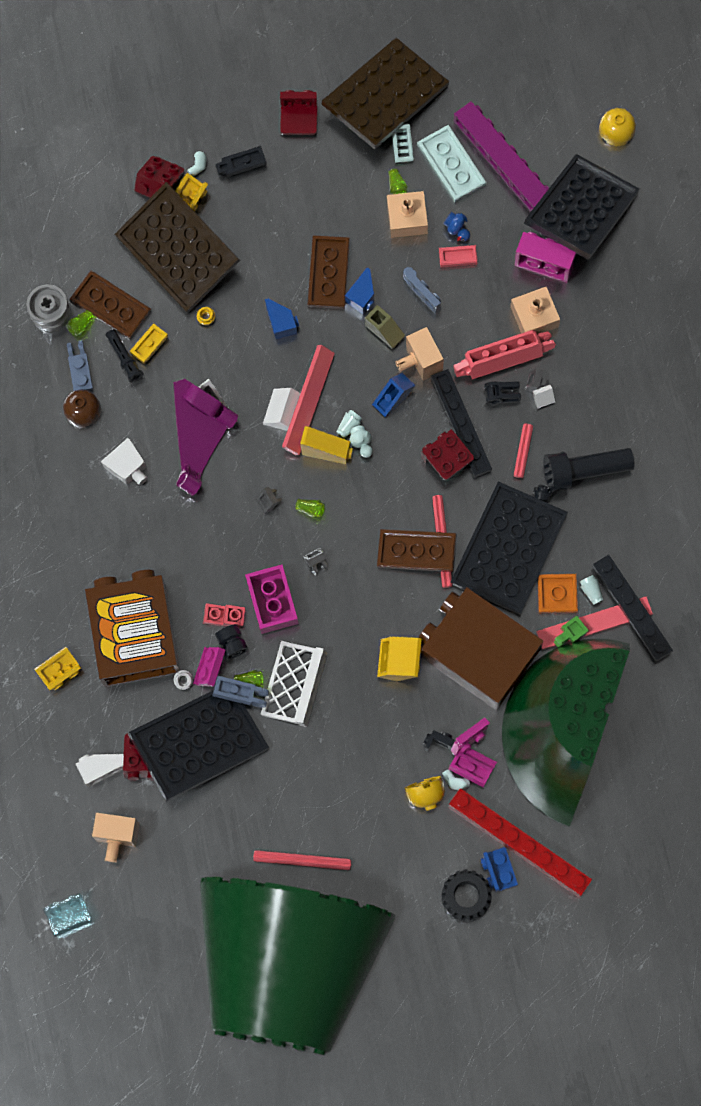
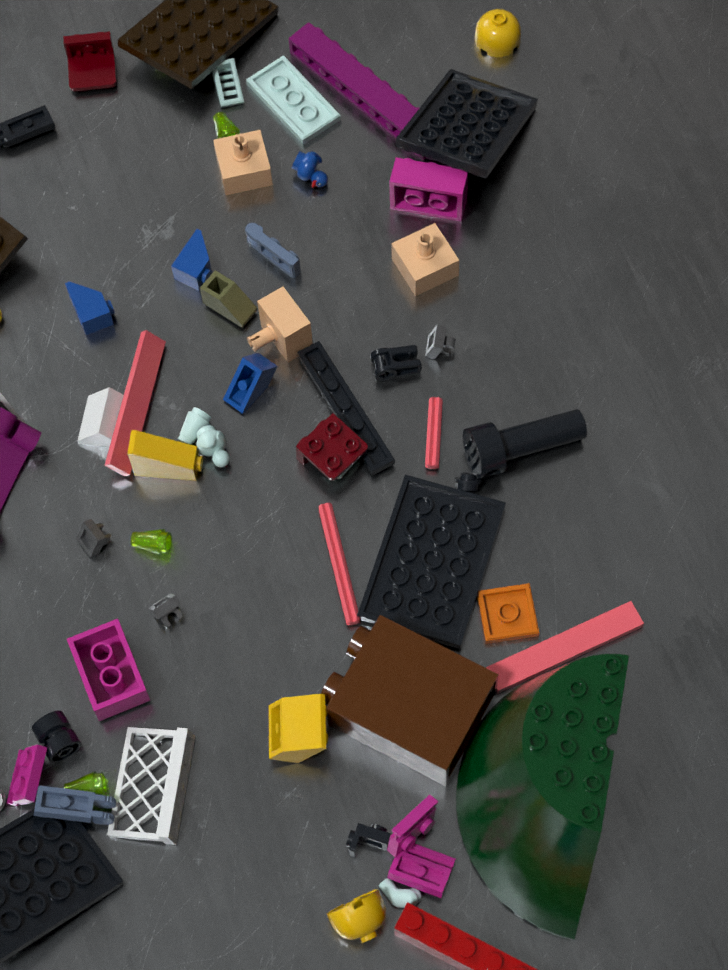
camera: 10 degrees left, 10 degrees down
(223, 615) = (39, 702): coral slope -> none
(328, 272) = (147, 245): reddish brown tile -> none
(416, 550) = (305, 579): reddish brown tile -> none
(458, 256) = (315, 205): coral tile -> none
(504, 354) = (391, 313): coral hinge -> none
(544, 396) = (451, 360): white tile -> none
(572, 631) = (535, 659): bright green plate -> none
(592, 589) = (554, 601): light aqua cone -> none
(632, 608) = (615, 619): black plate -> none

